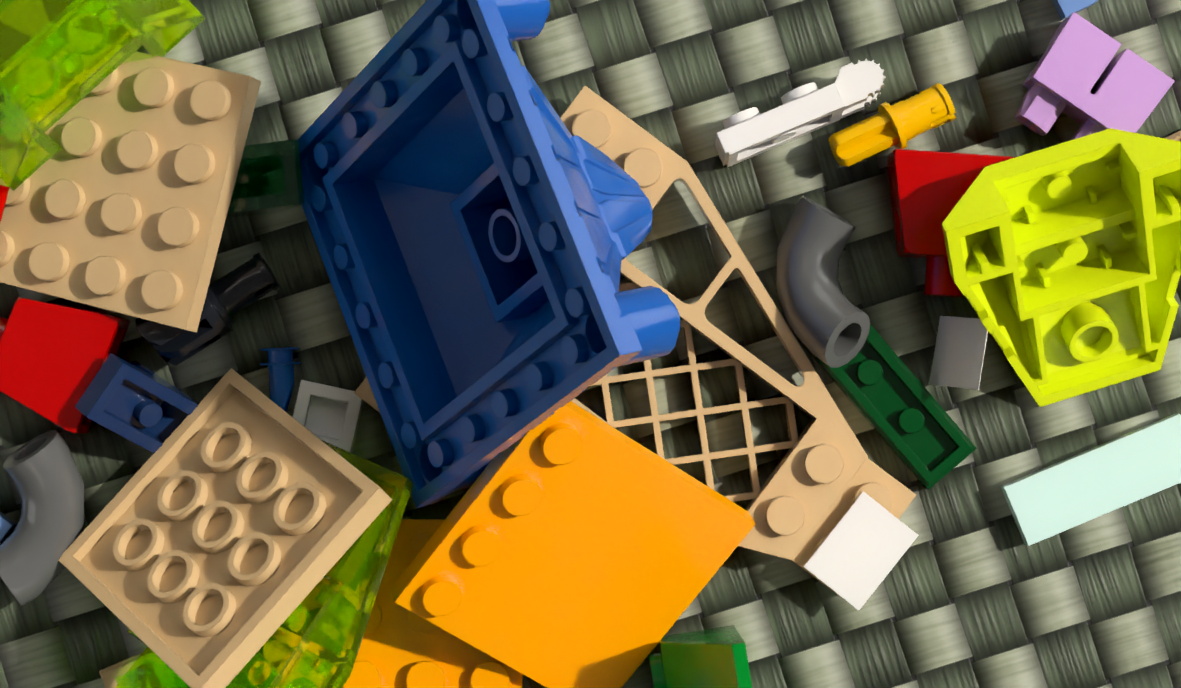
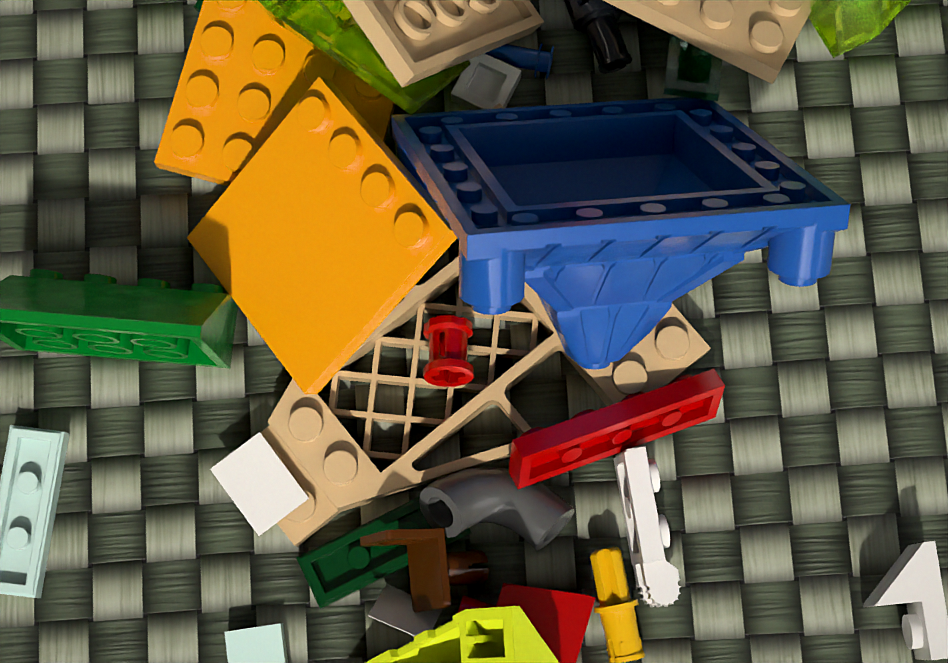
camera: 110 degrees right, 10 degrees down
(665, 377) = (448, 351): none -> red bush
(716, 187) = (612, 429): none -> red plate
(904, 334) = (430, 566): none -> reddish brown bracket

